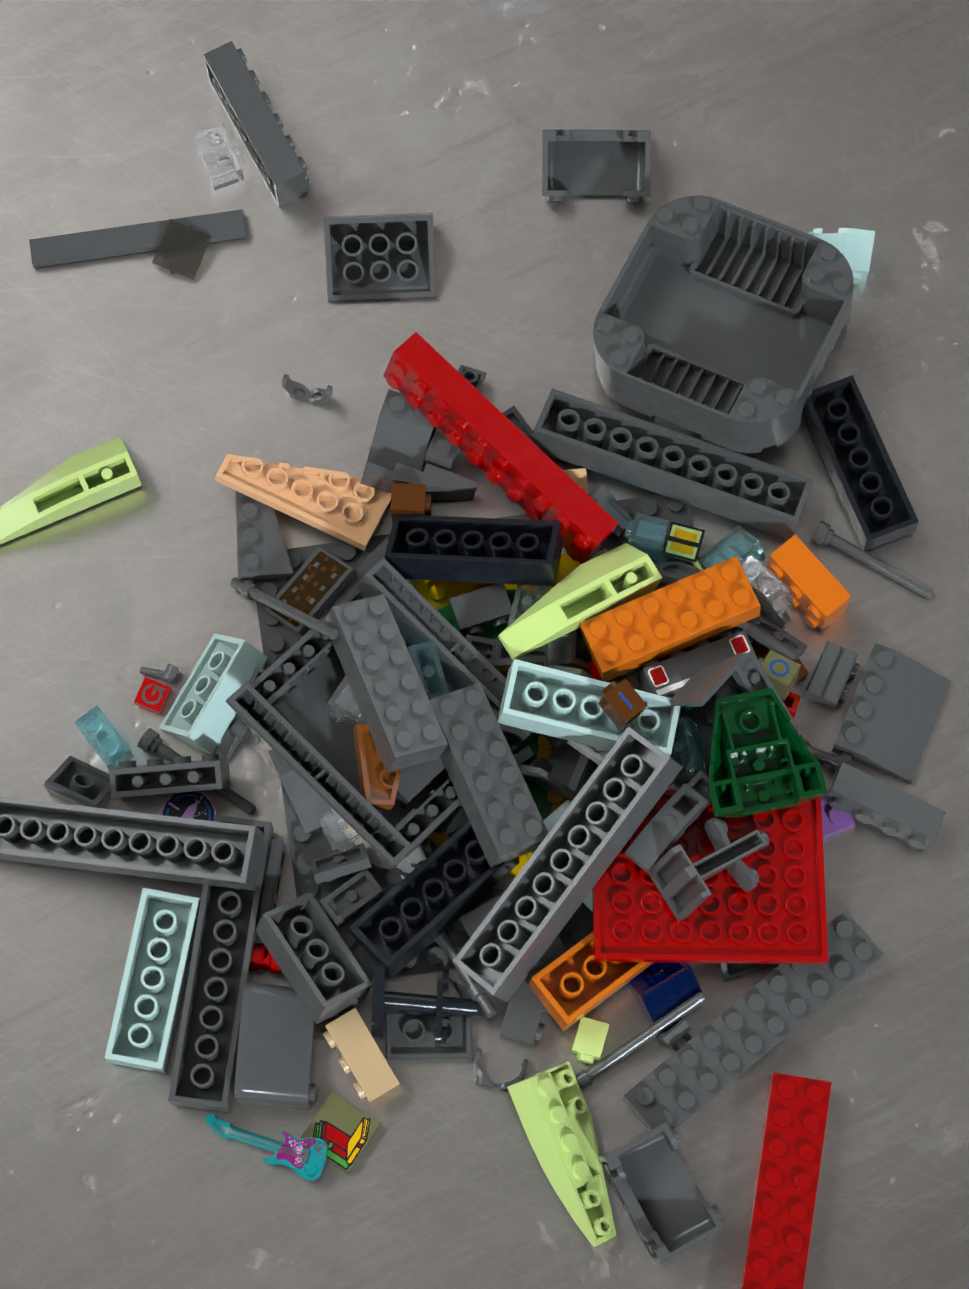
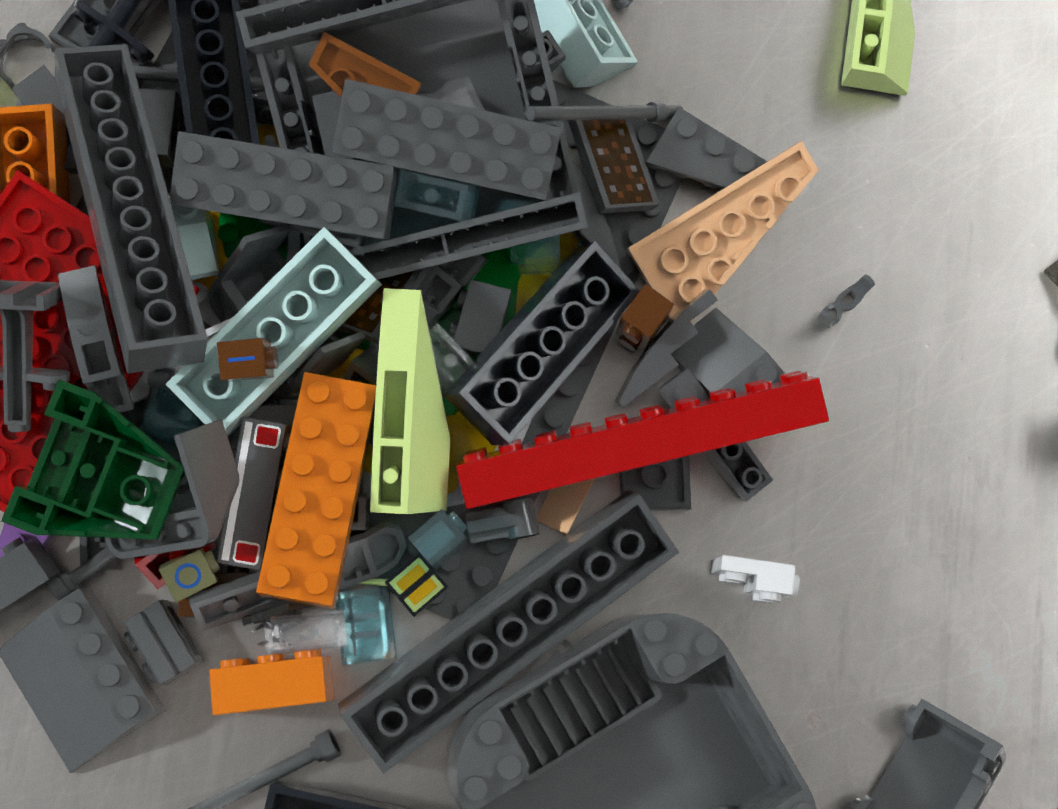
camera: 115 degrees right, 5 degrees up
(380, 256) = (956, 476): dark grey slope -> none
(532, 331) = (761, 578): none -> white plate

